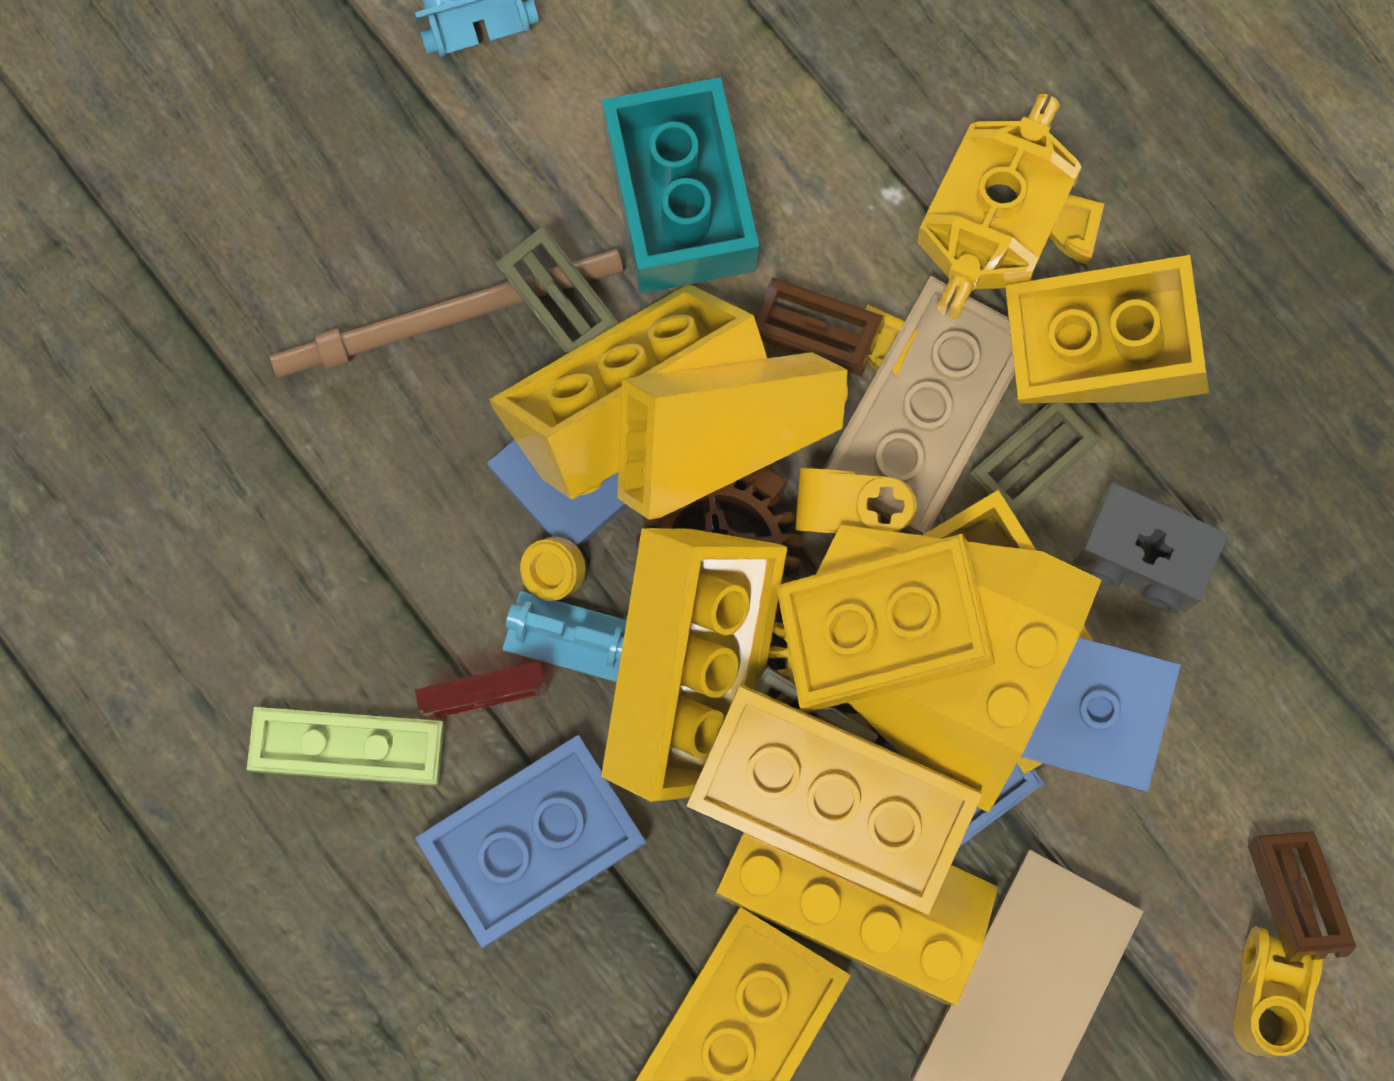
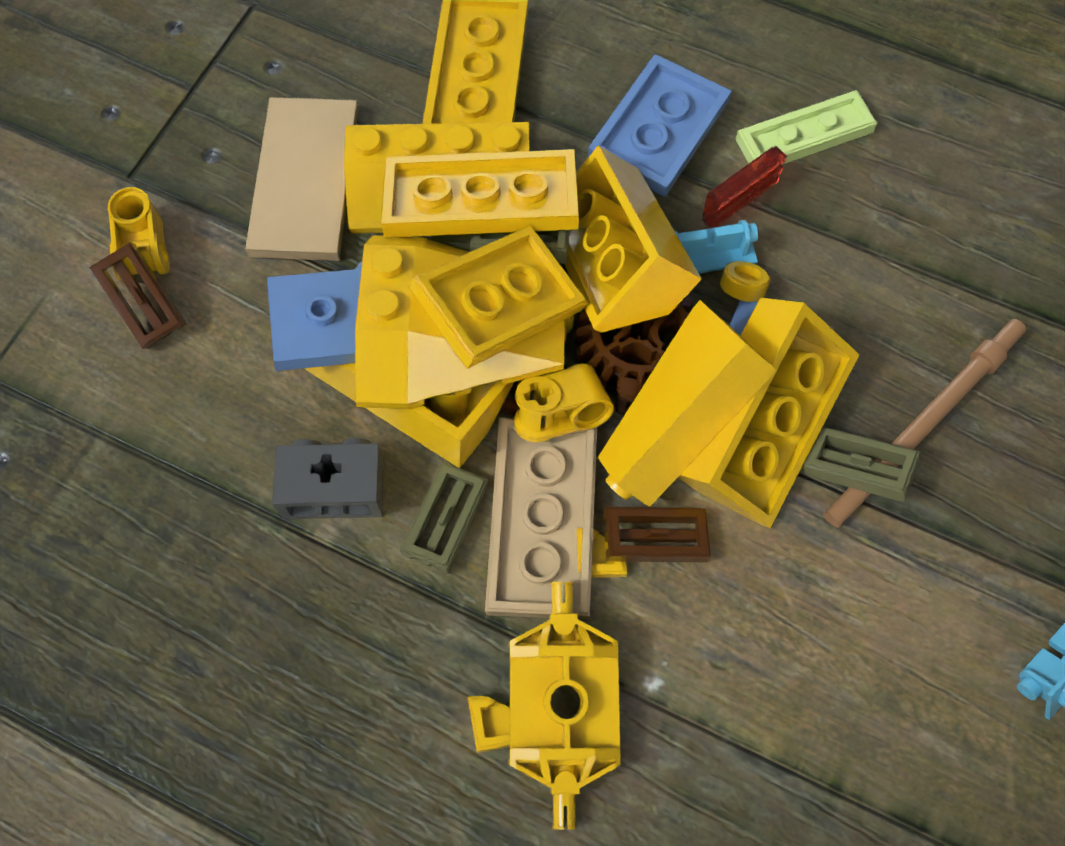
camera: 160 degrees right, 10 degrees down
(680, 185) = (823, 582): teal brick -> none
(1108, 335) = (423, 626): yellow slope -> none

